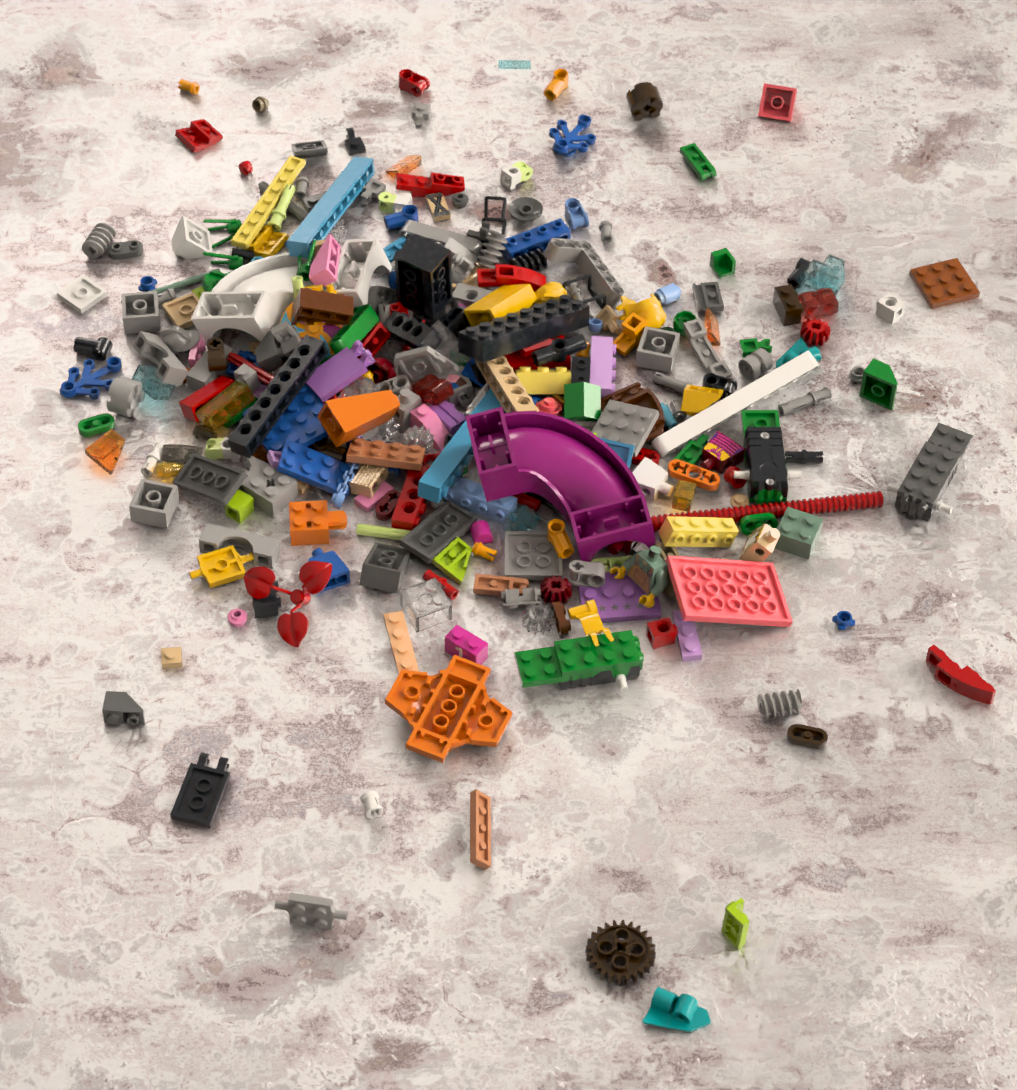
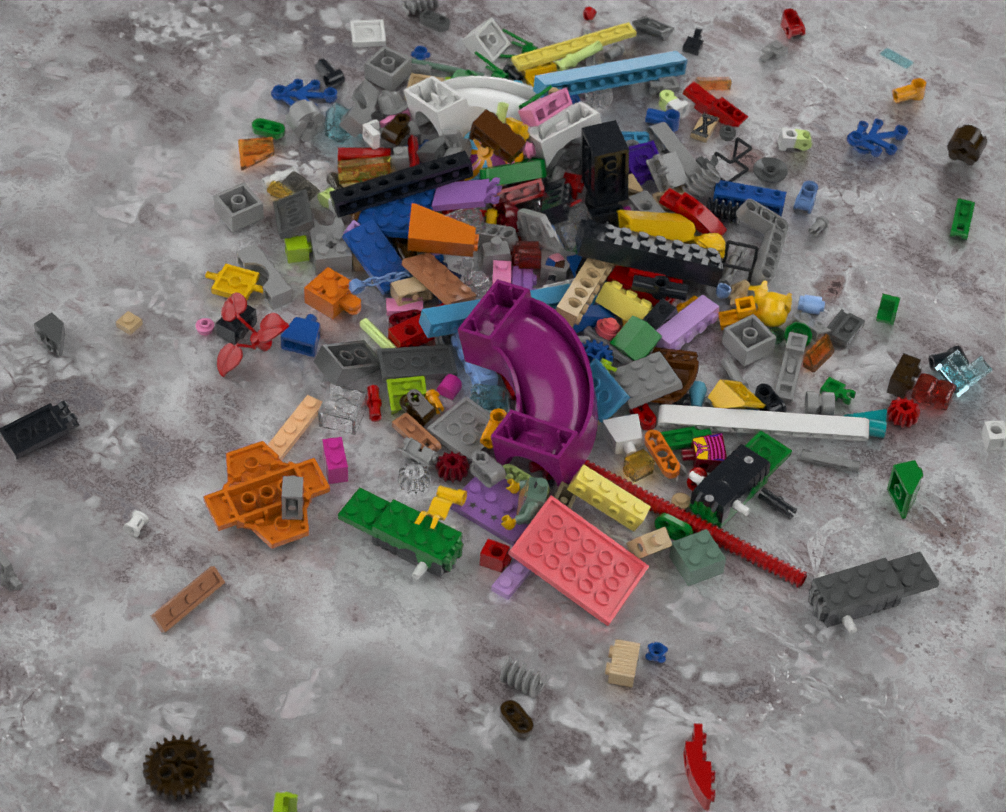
camera: 40 degrees right, 0 degrees up
(200, 373) = (371, 133): none -> white bracket
(480, 563) = (418, 407): none -> dark brown piece
(484, 692) = (292, 498): none -> light grey brick
(562, 625) = (430, 488): reddish brown plate -> none
(693, 307) = (817, 328): none -> light grey hinge
(832, 643) = (623, 662): none -> tan brick

